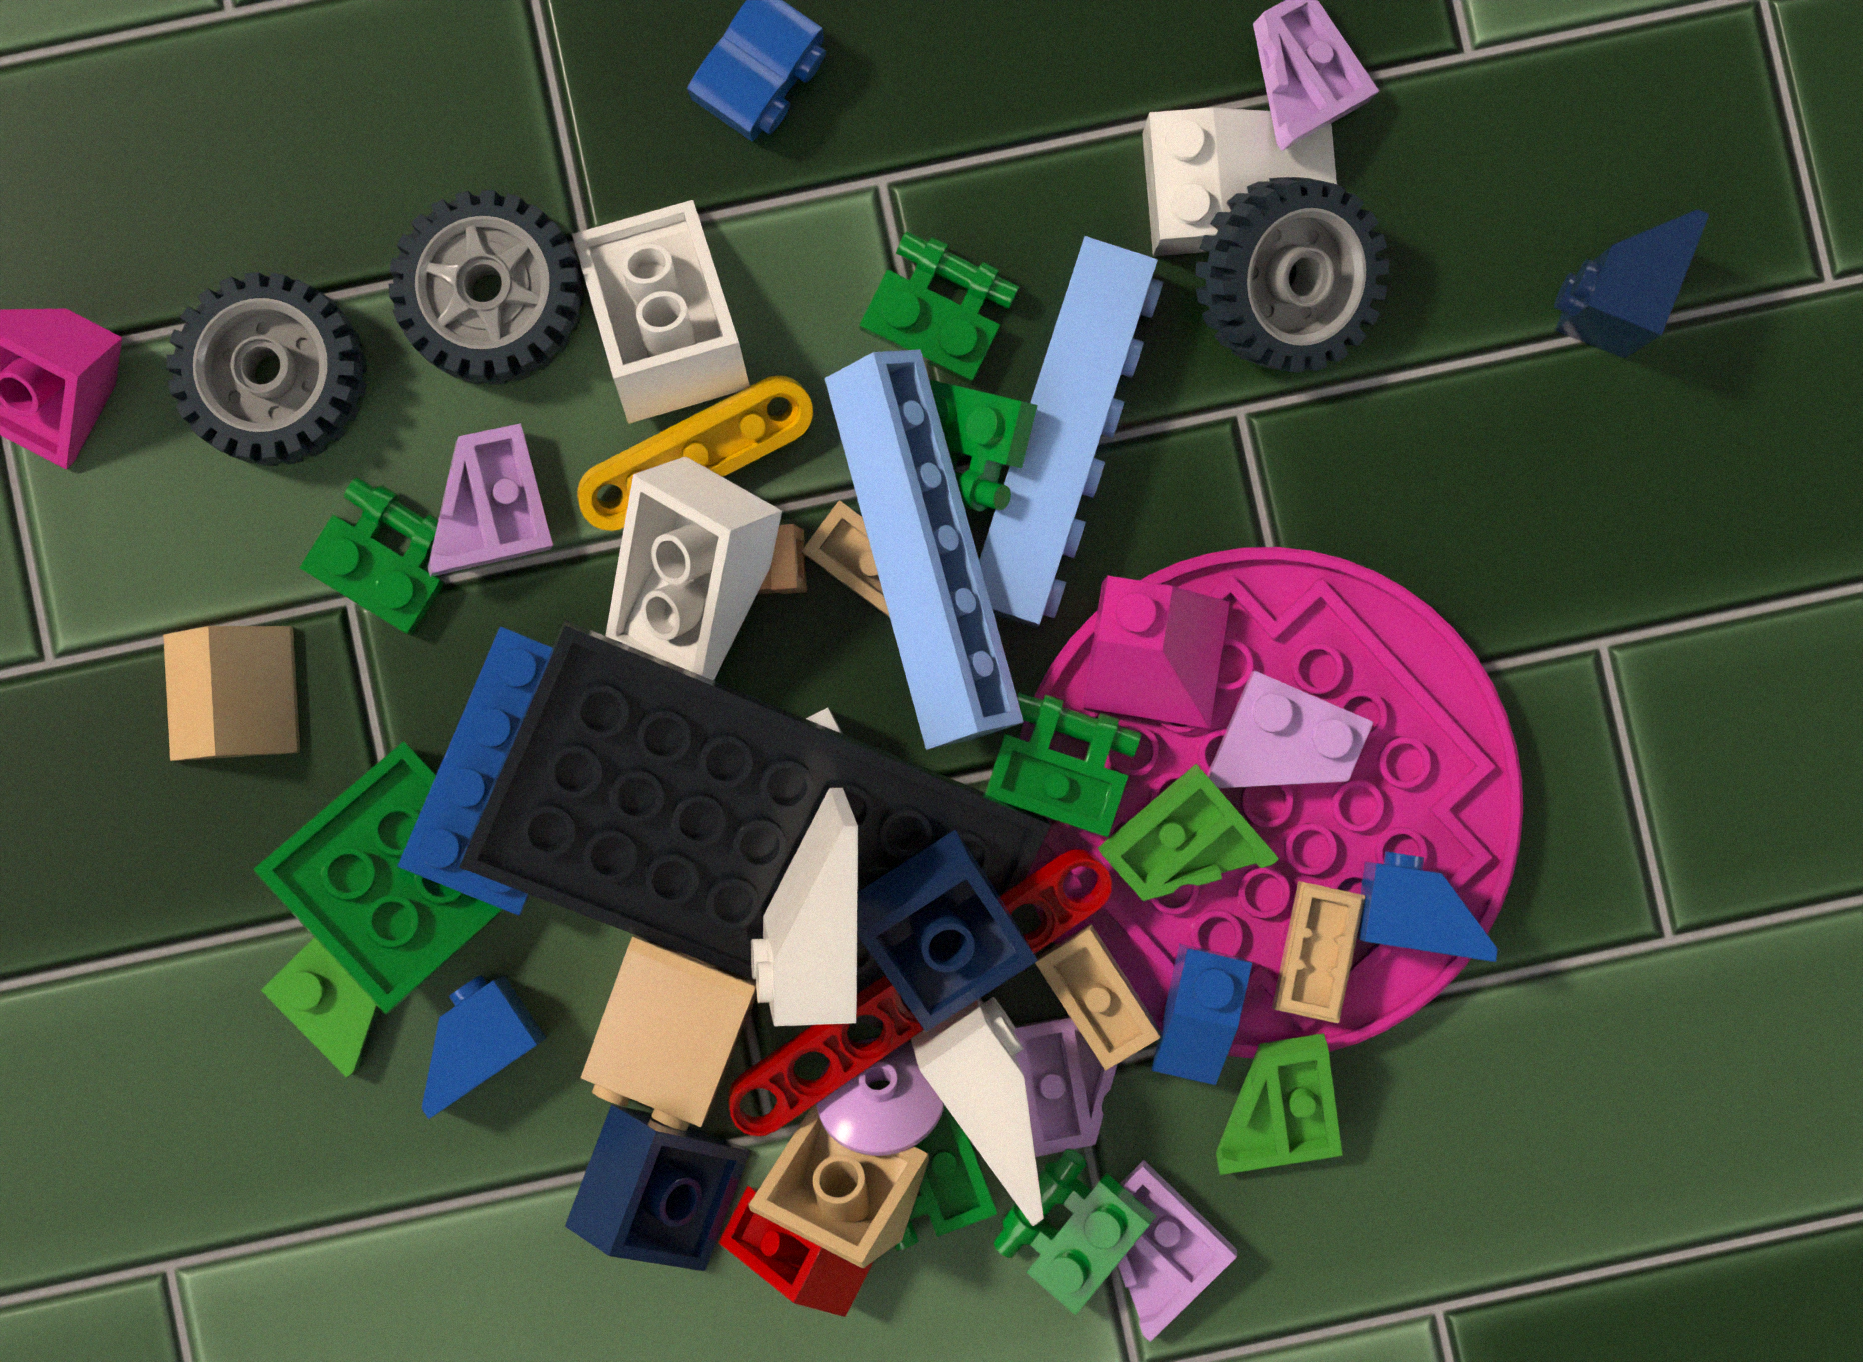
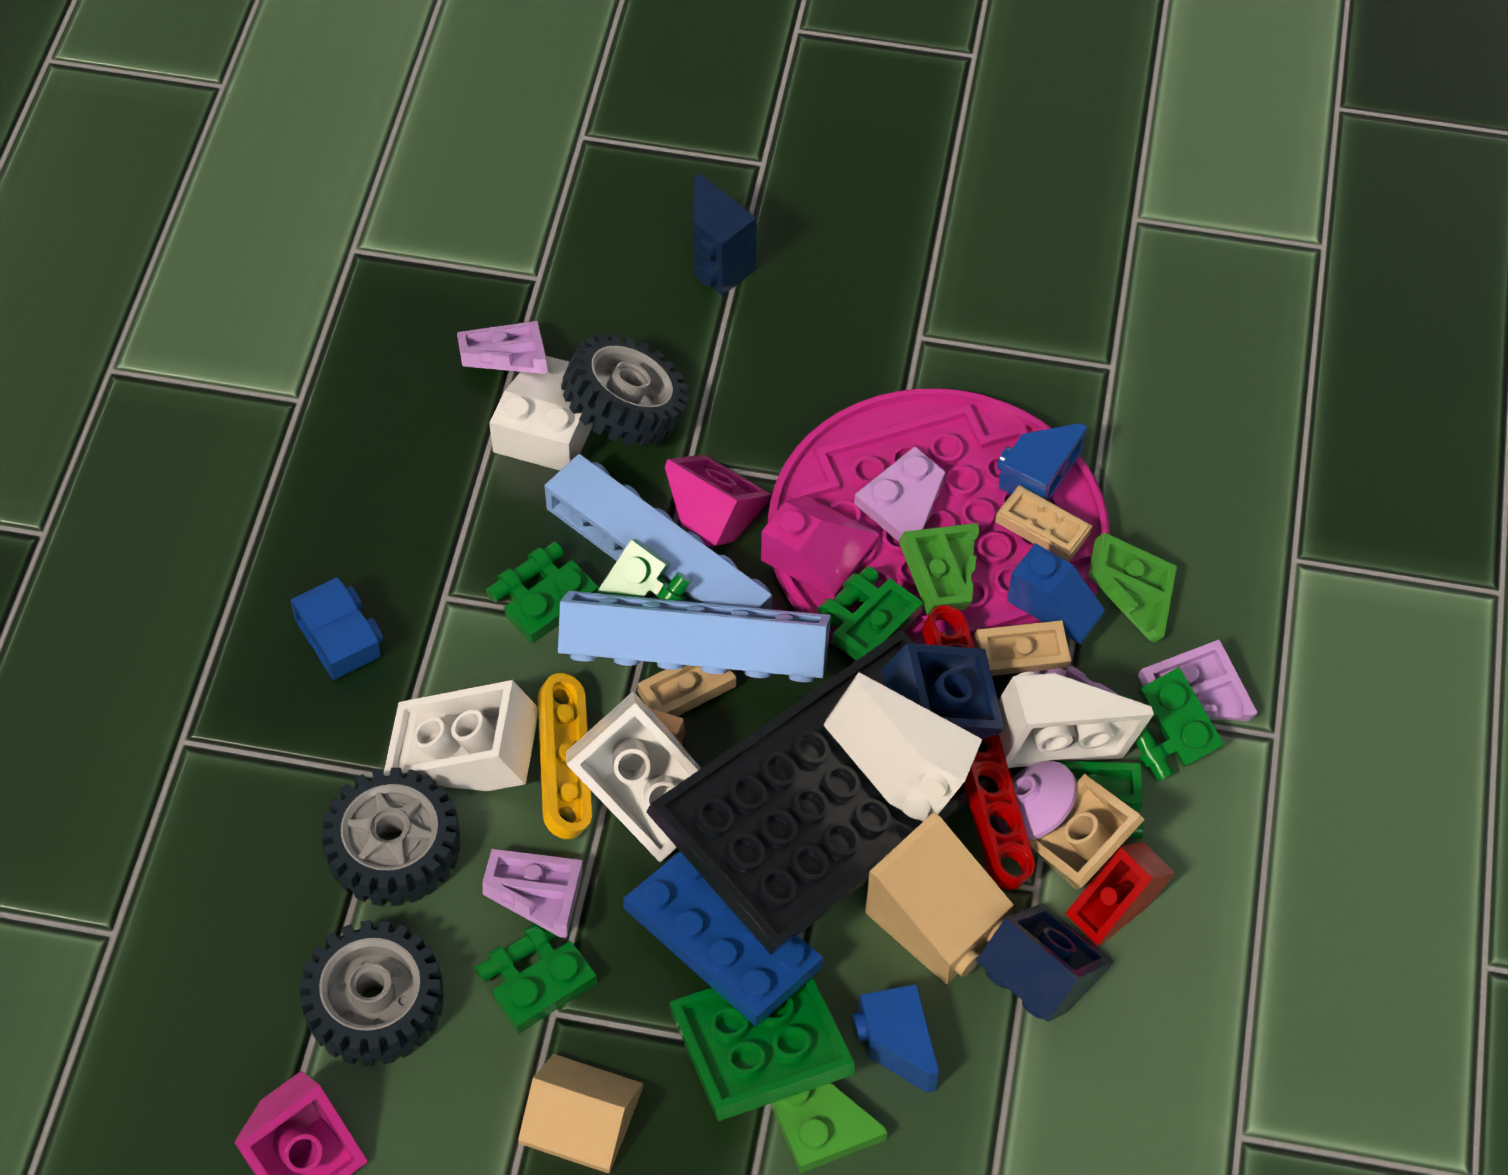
camera: 65 degrees left, 30 degrees down
(1182, 471) = (713, 498): none -> dark pink slope

